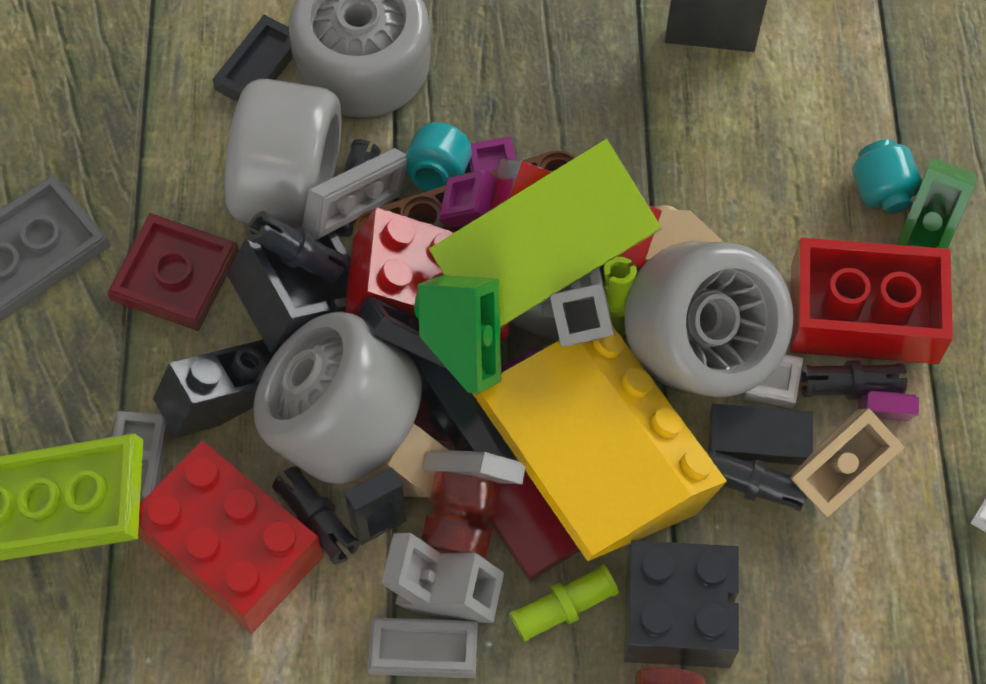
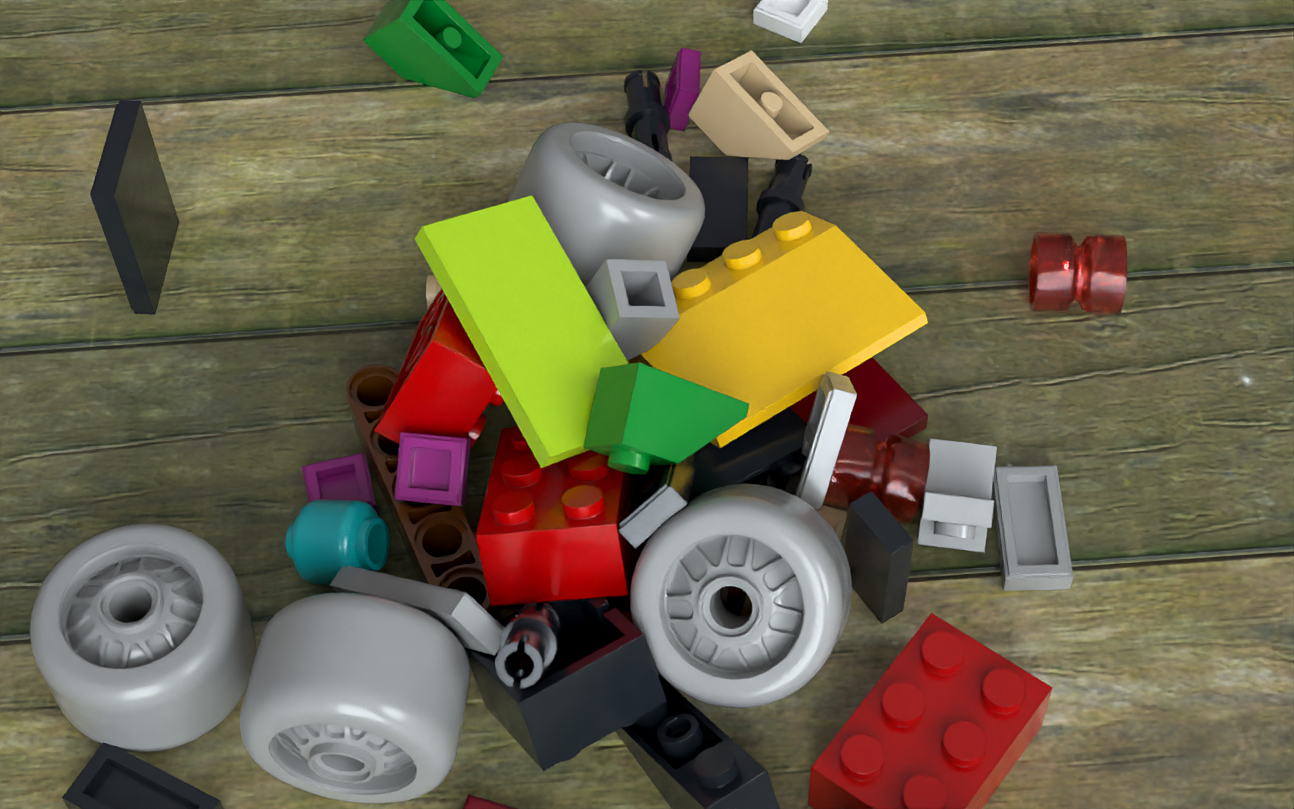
camera: 90 degrees left, 10 degrees down
(316, 514) = (872, 653): black pin -> none
(564, 603) = (956, 381): lime pin -> none
(681, 604) = (951, 261): black piece -> none
(871, 300) = (549, 72): red brick -> none
(886, 176) = (384, 82): teal head -> none

